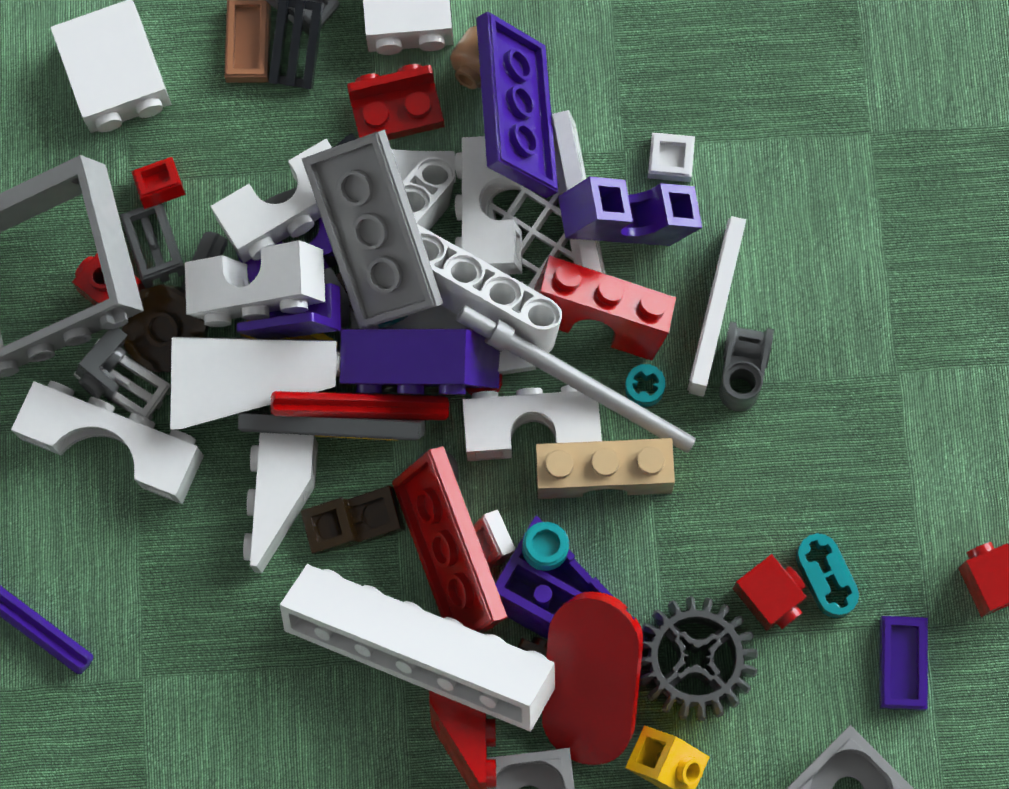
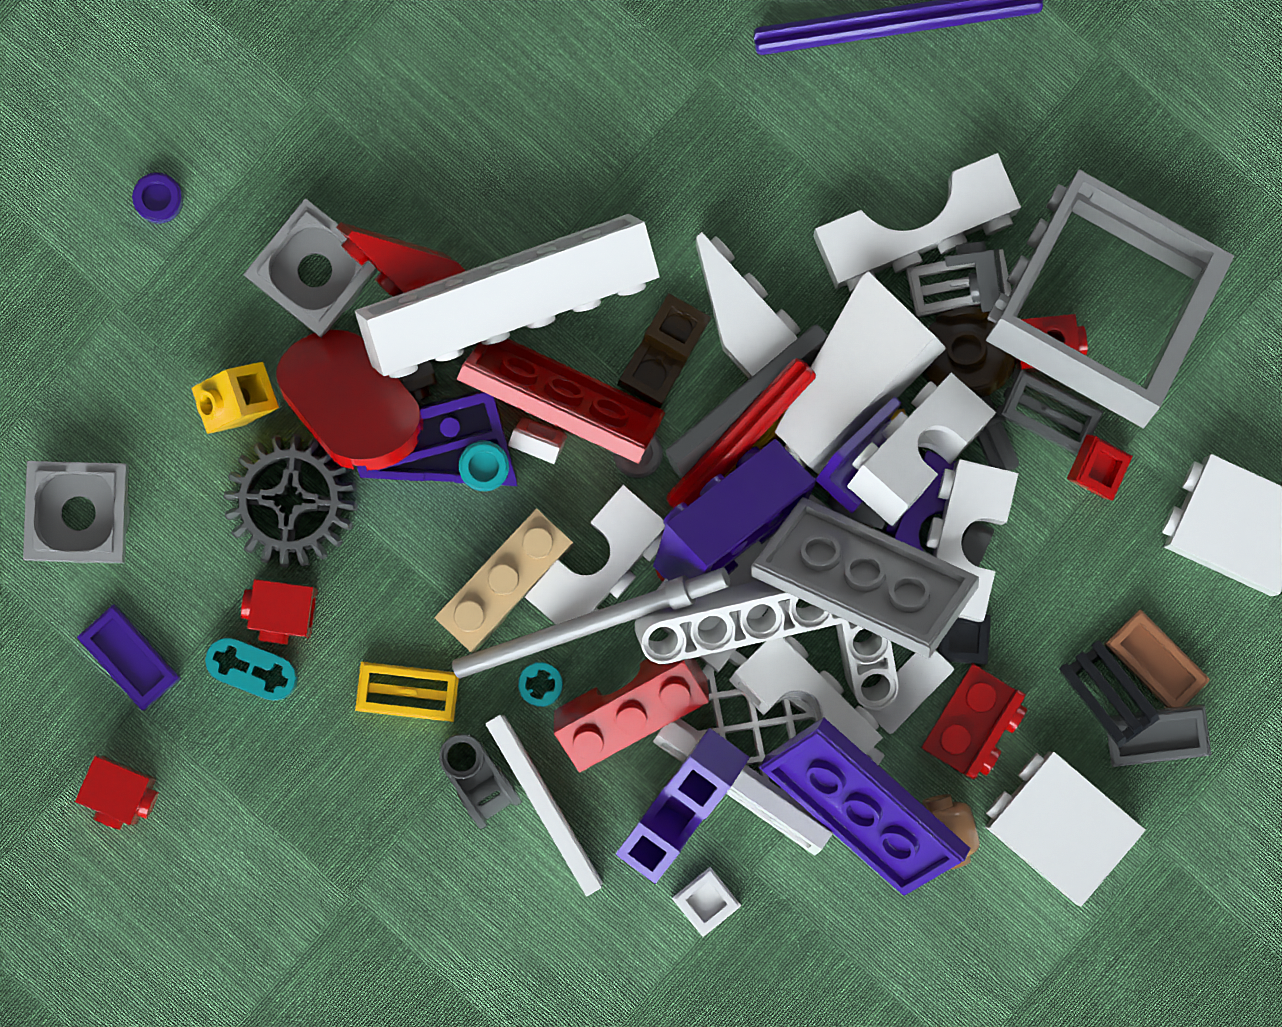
camera: 135 degrees right, 10 degrees up
(724, 476) = (365, 686): none -> yellow tile

